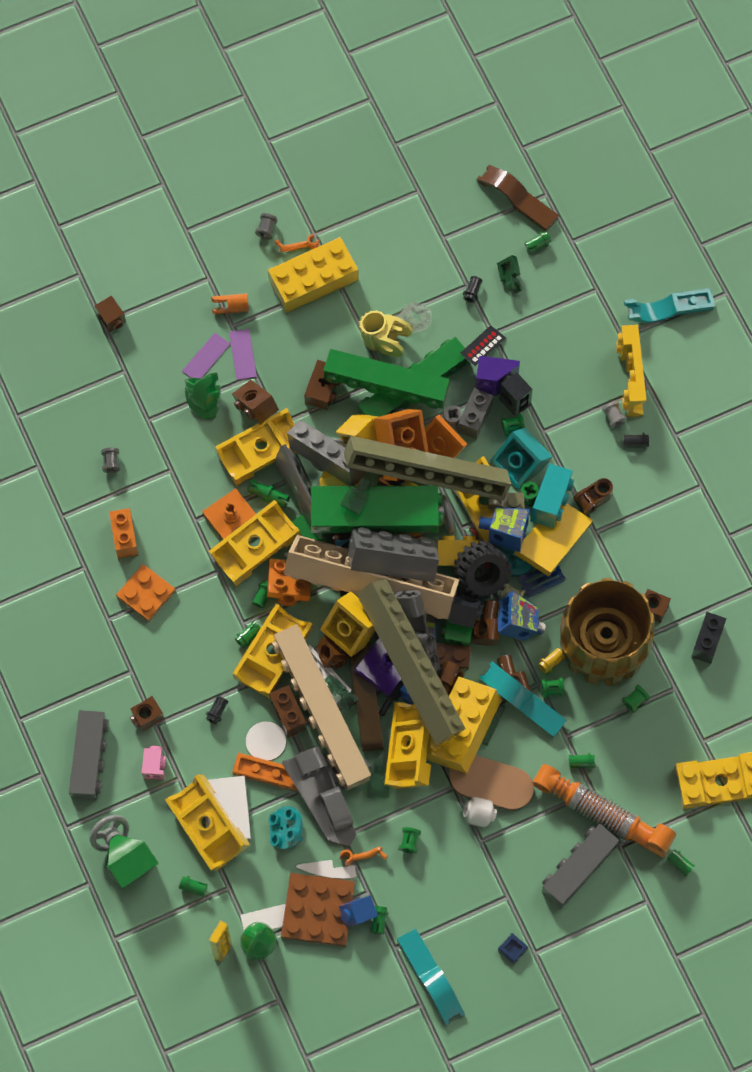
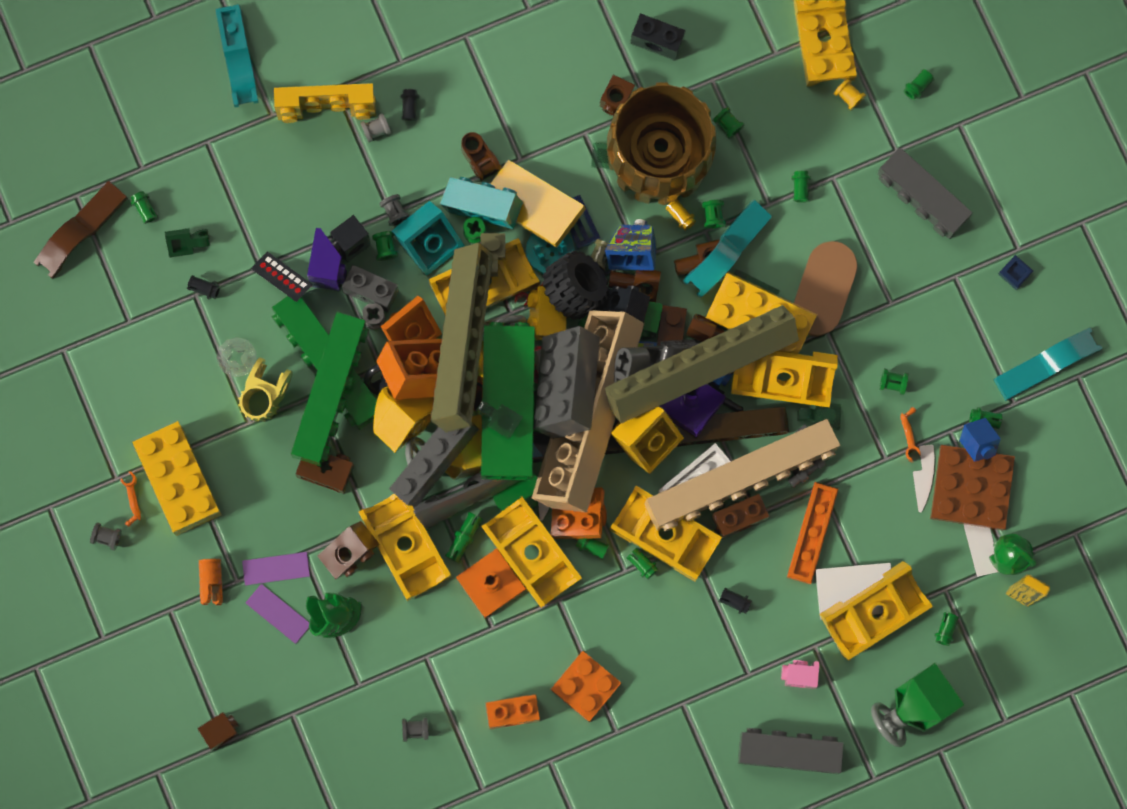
camera: 95 degrees left, 10 degrees up
(147, 705) = (741, 671): reddish brown brick -> none
(266, 740) = (770, 545): white sticker -> none
(285, 827) = (893, 520): teal plate -> none
(325, 801) = (841, 480): dark grey panel -> none
(330, 653) = (673, 465): reddish brown brick -> none
(337, 687) = (717, 455): clear green plate -> none
(479, 812) = (861, 302): white head -> none
(506, 527) = (528, 252): torso -> none
(544, 430) = (394, 209): none -> dark grey bush
(628, 825) = (878, 140): orange piece -> none
(667, 801) = (849, 94): none -> yellow bush

